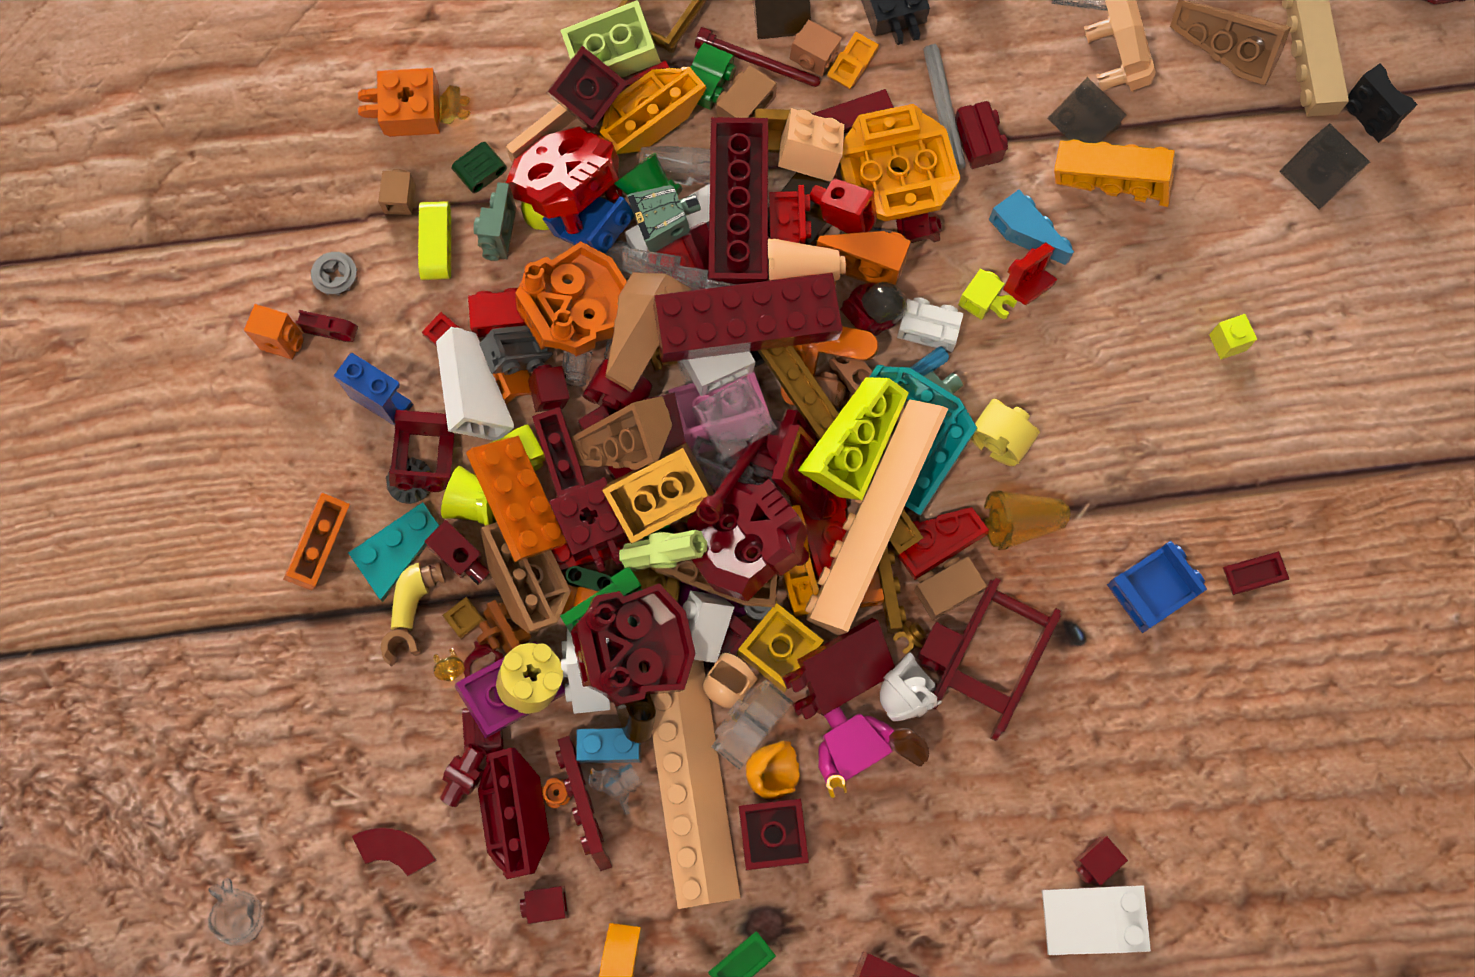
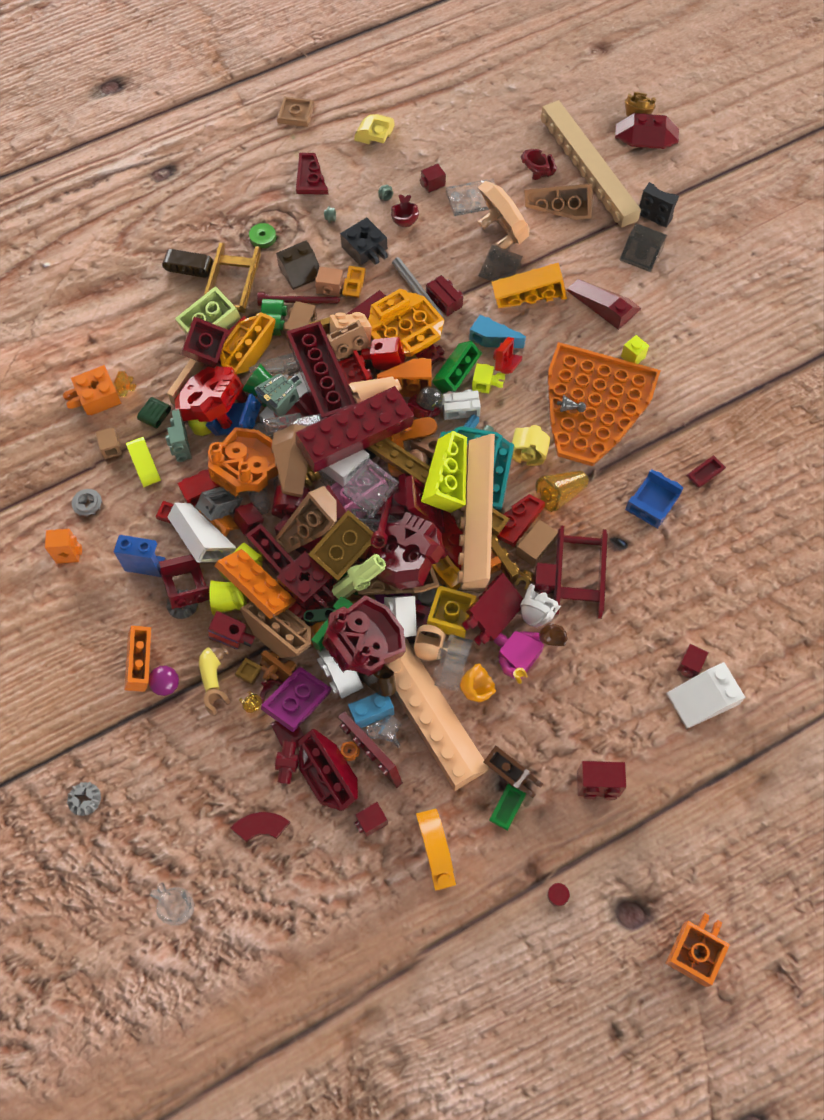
camera: 20 degrees left, 10 degrees down
(188, 710) = (88, 806): none -> light grey gear
(326, 326) = (94, 533): dark red piece -> none
(341, 585) = (163, 680): none -> magenta hair
(394, 549) = (186, 649): teal wing -> none
(538, 663) = (306, 684): light yellow brick -> none
(767, 918) = (511, 770): none -> reddish brown hinge
(773, 834) = (494, 721): dark red brick -> none
(799, 164) = (348, 339): none -> medium nougat brick
(948, 262) = (457, 367): none -> green brick
(1090, 388) = (567, 404): none -> dark grey piece
(1136, 394) = (613, 395): none -> orange wing
(1228, 242) = (607, 304): none -> dark red wedge

